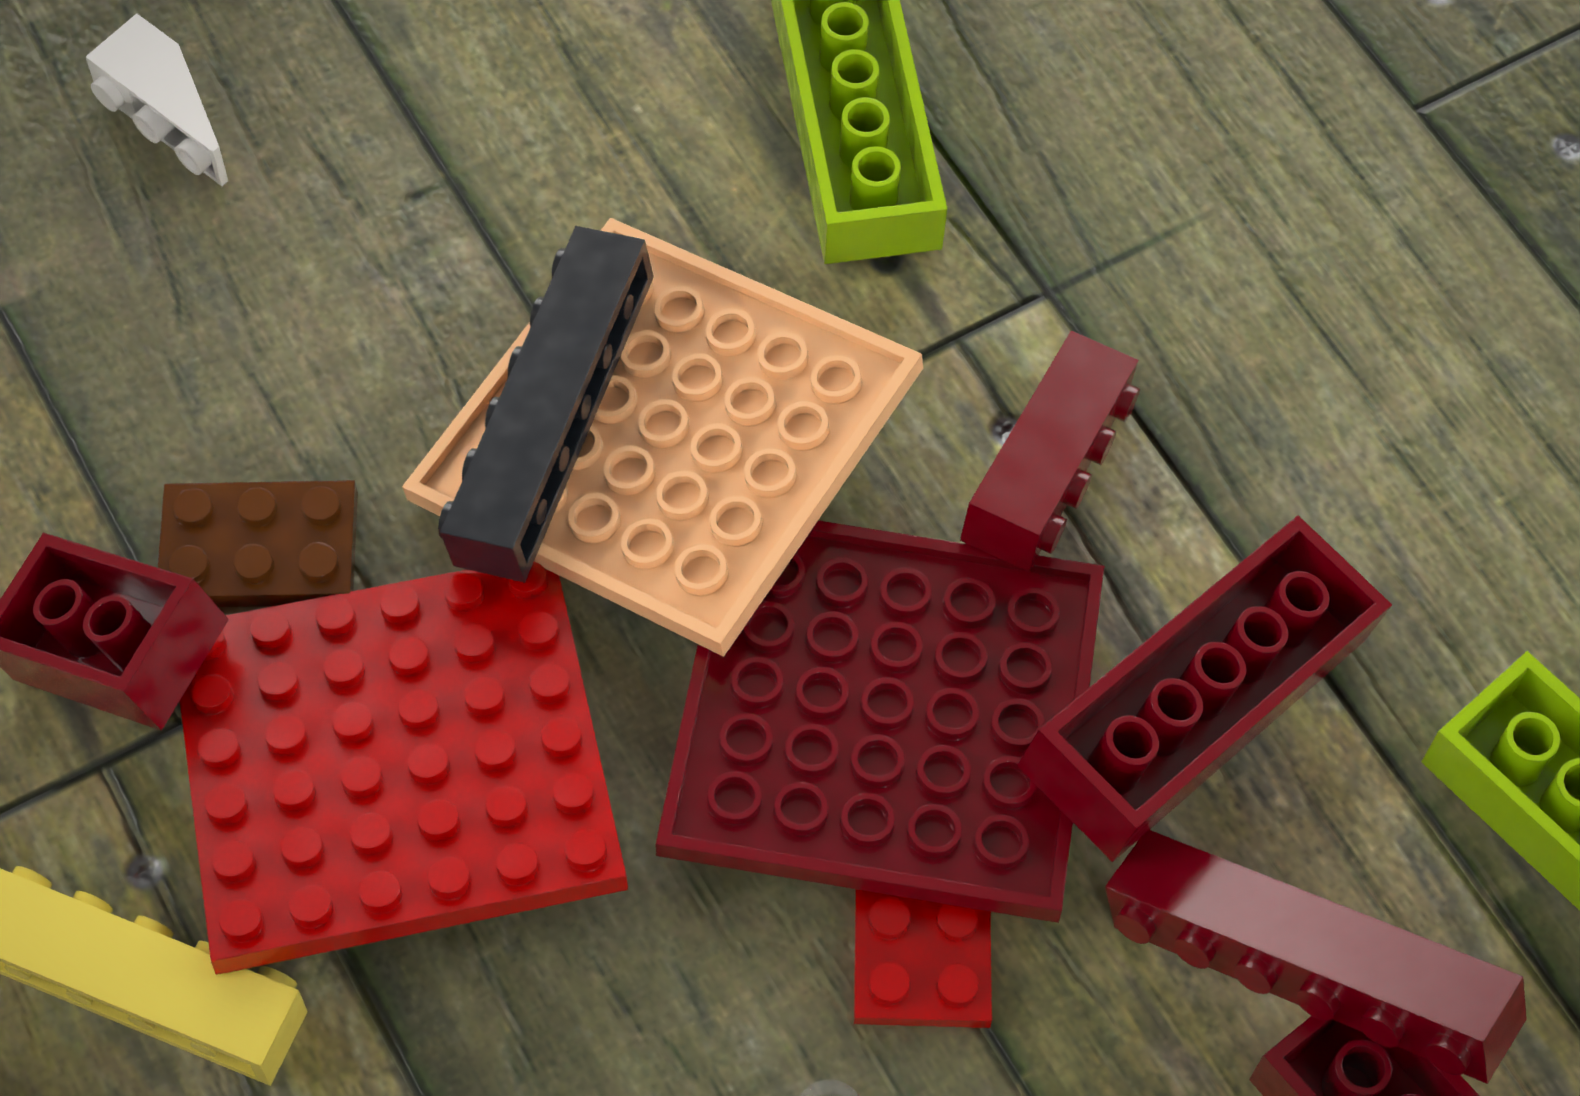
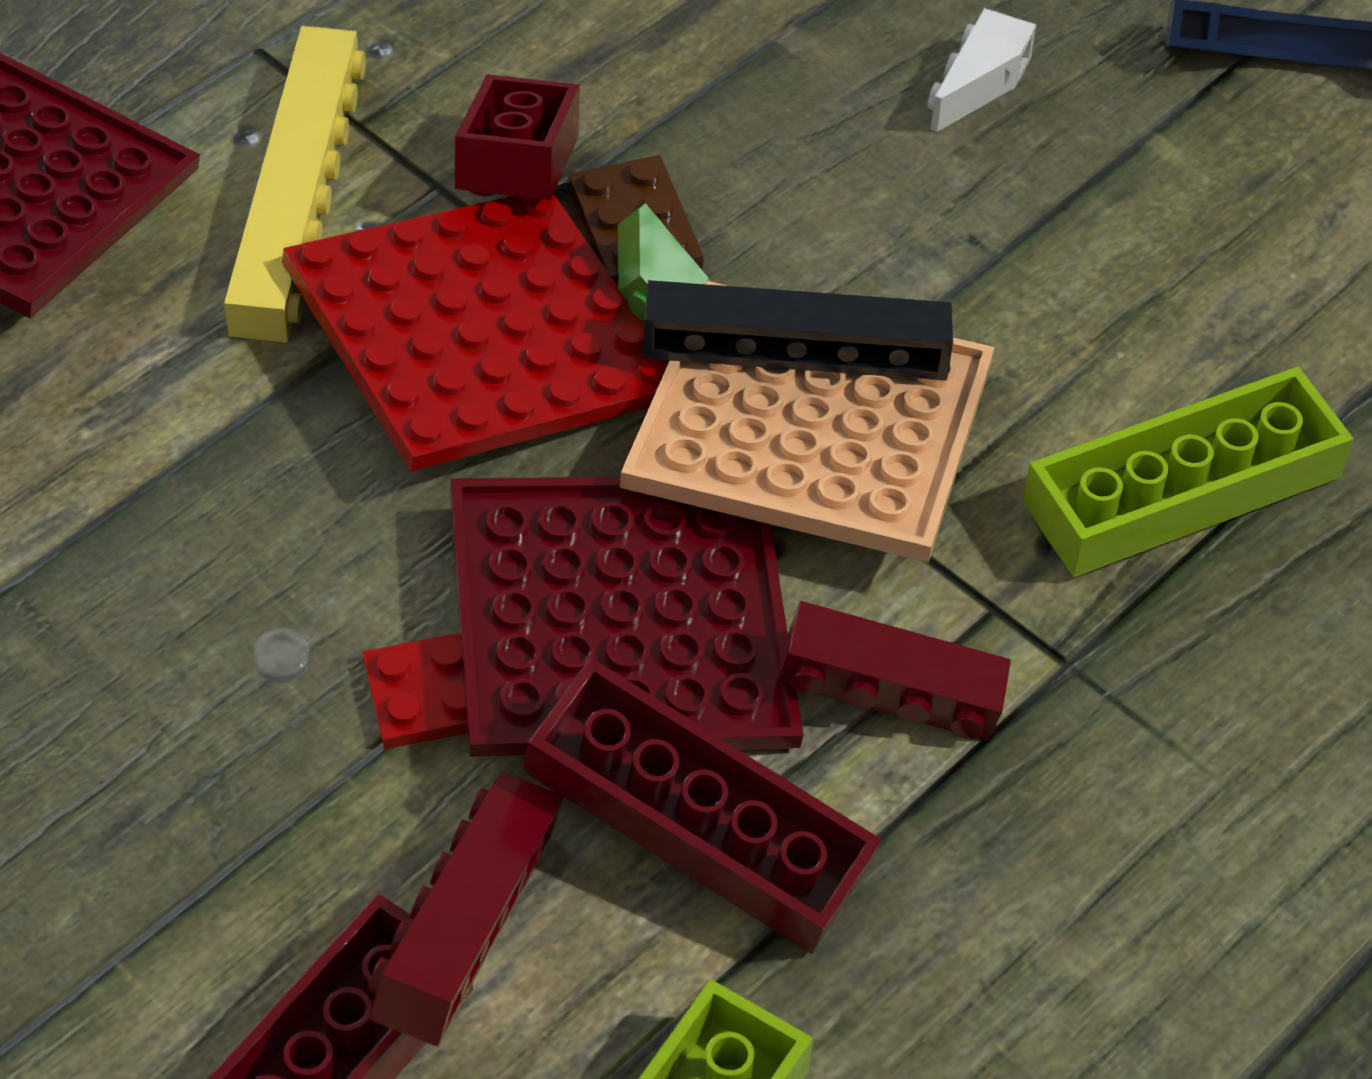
camera: 75 degrees right, 10 degrees down
(376, 533) = (650, 253): none -> bright green slope

